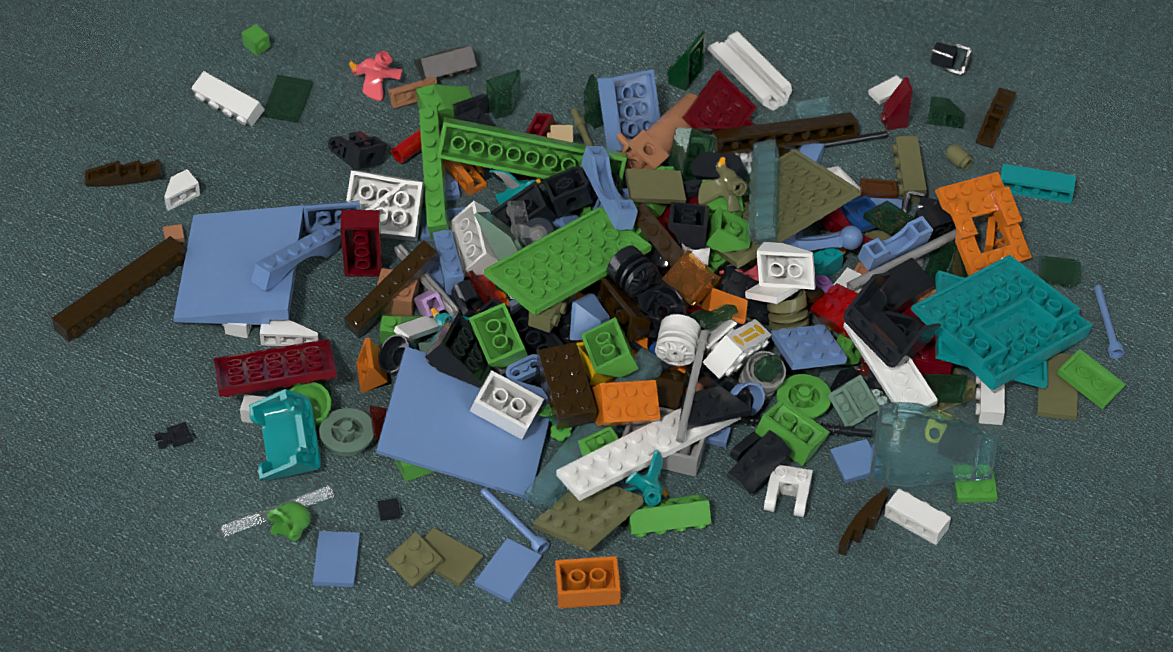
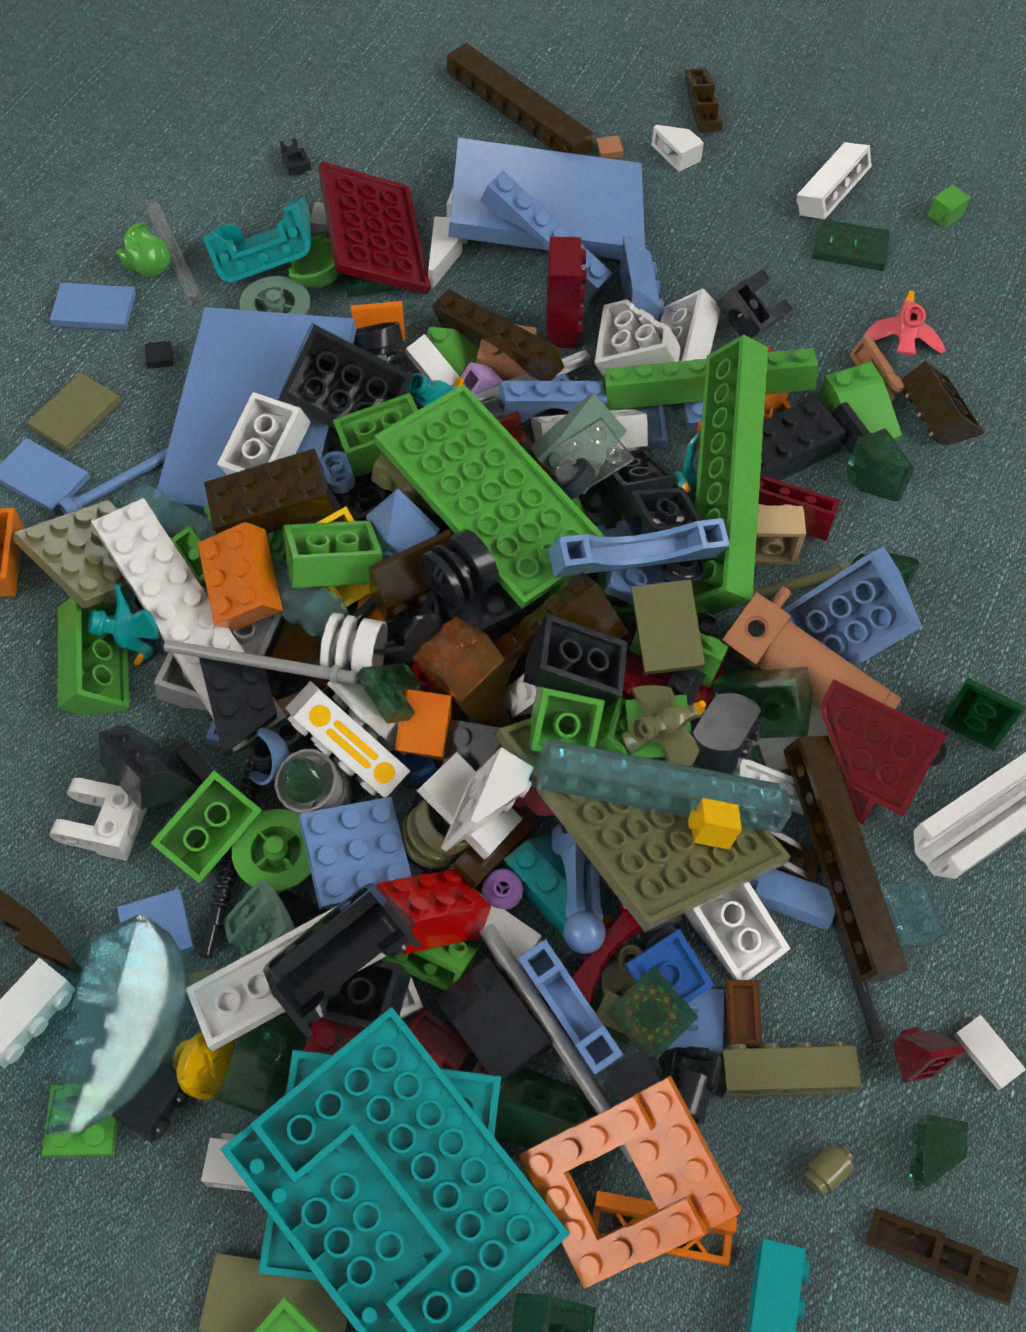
camera: 90 degrees right, 10 degrees up
(414, 560) = (67, 374): olive plate -> none
(785, 170) = (715, 823): none -> yellow brick

